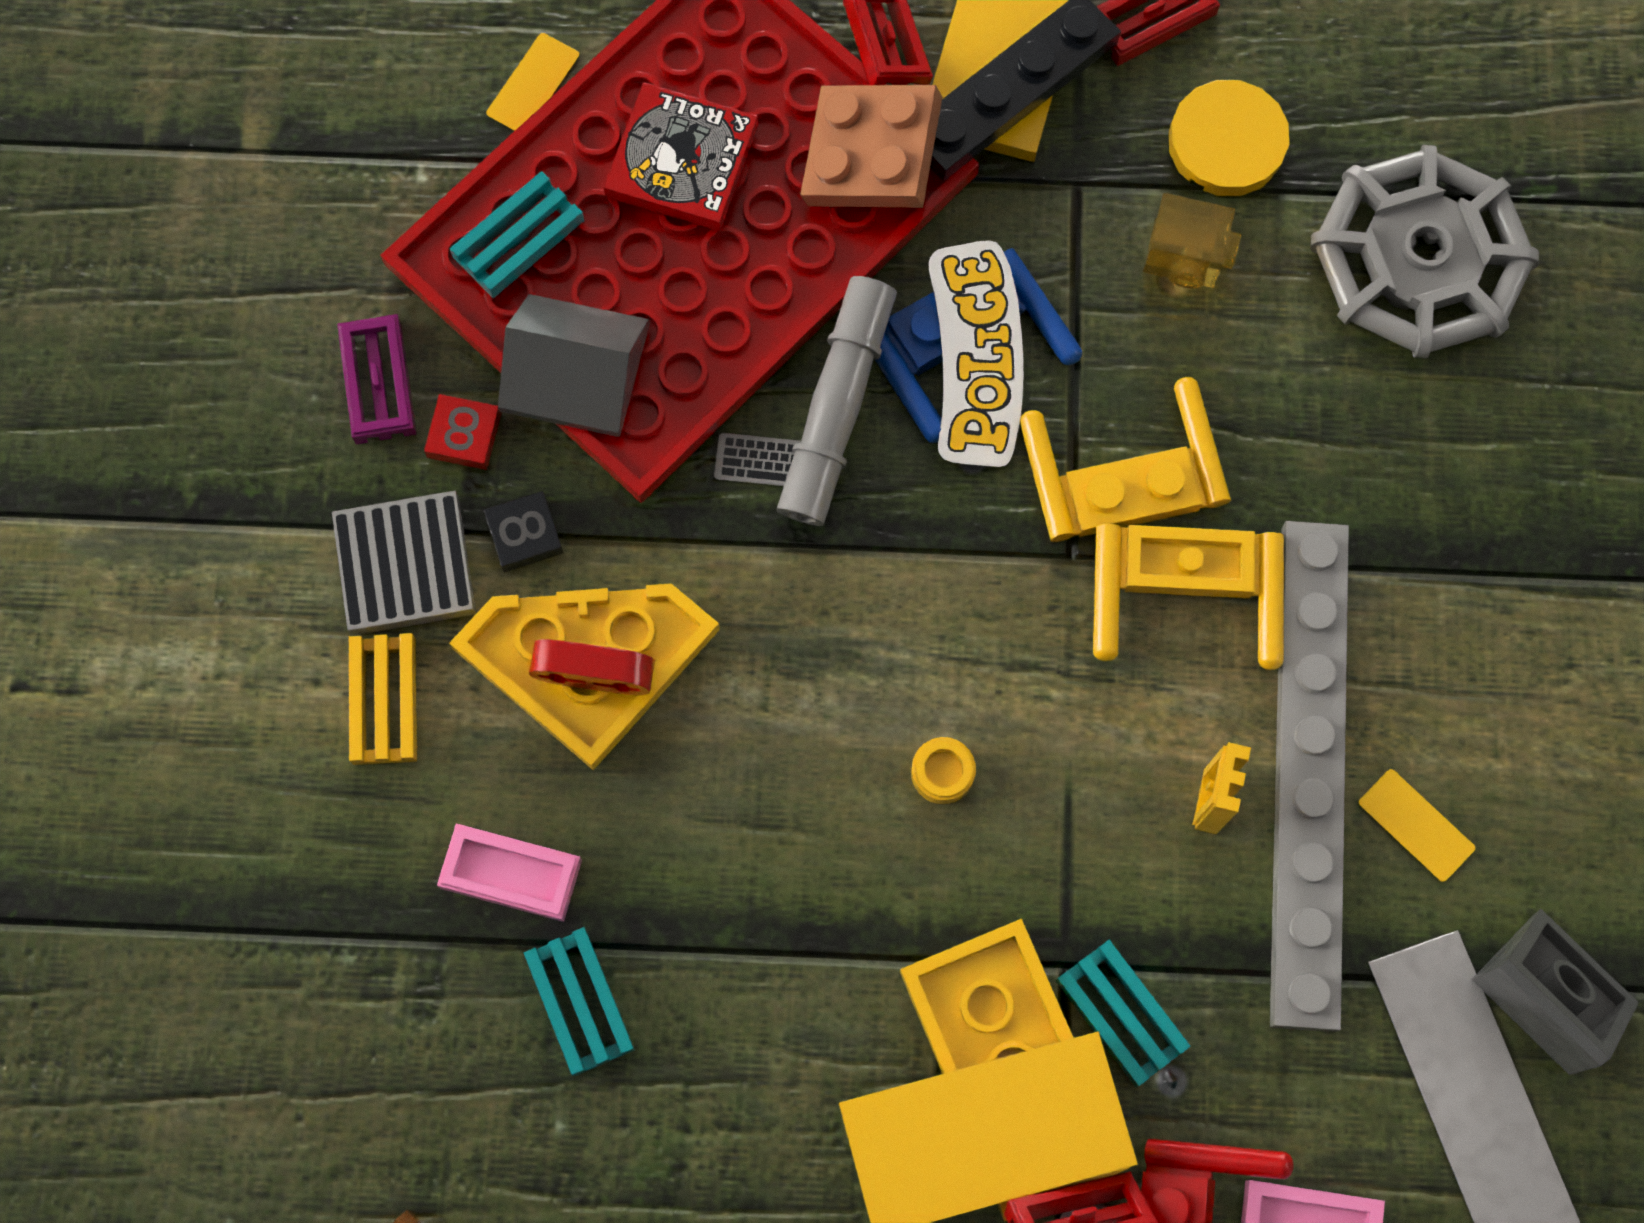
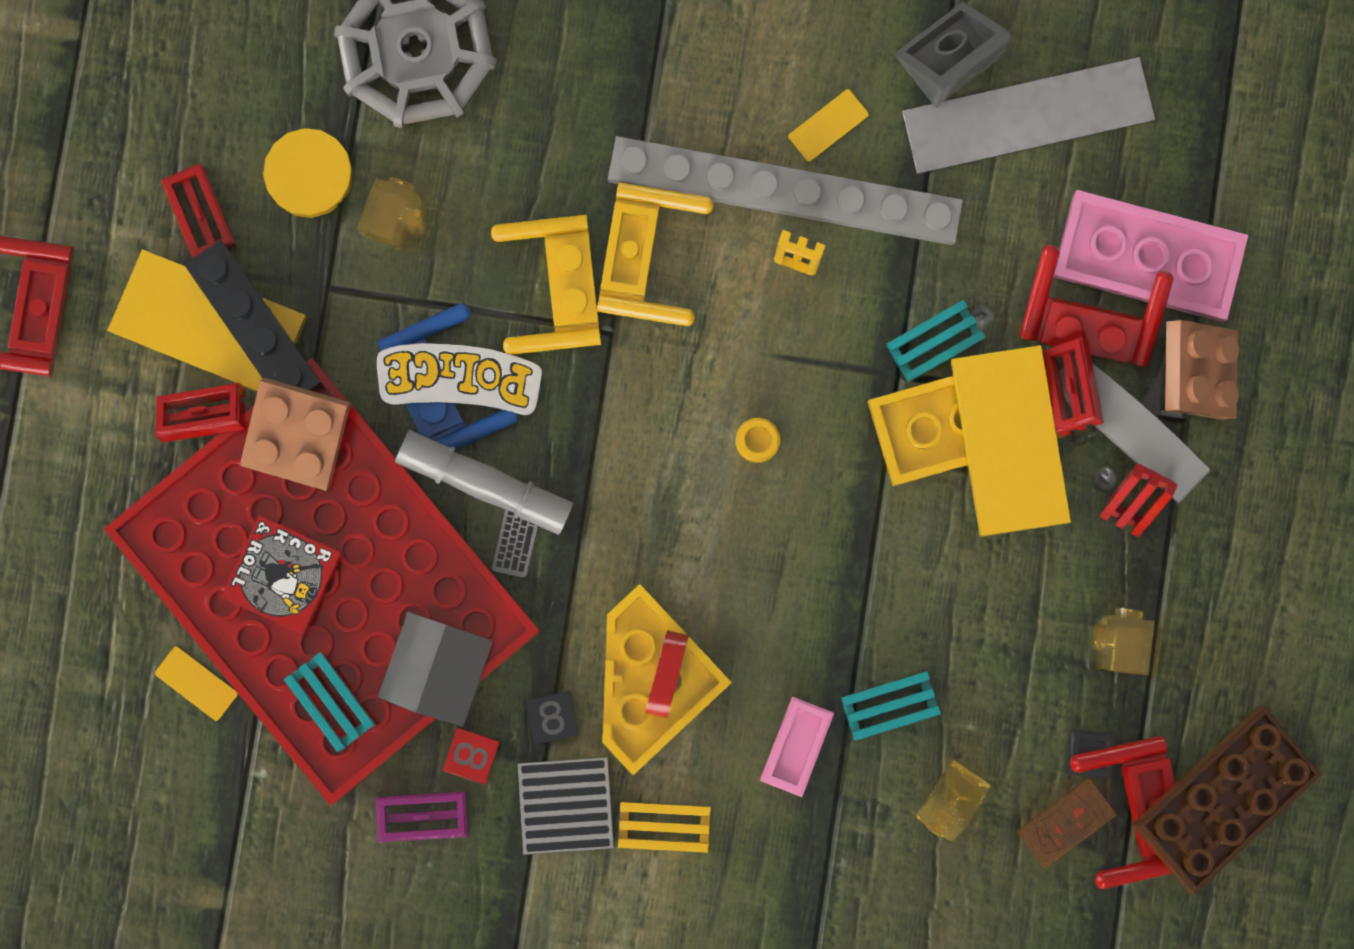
camera: 85 degrees left, 10 degrees up
(445, 1107) = (953, 801): none -> clear yellow bracket

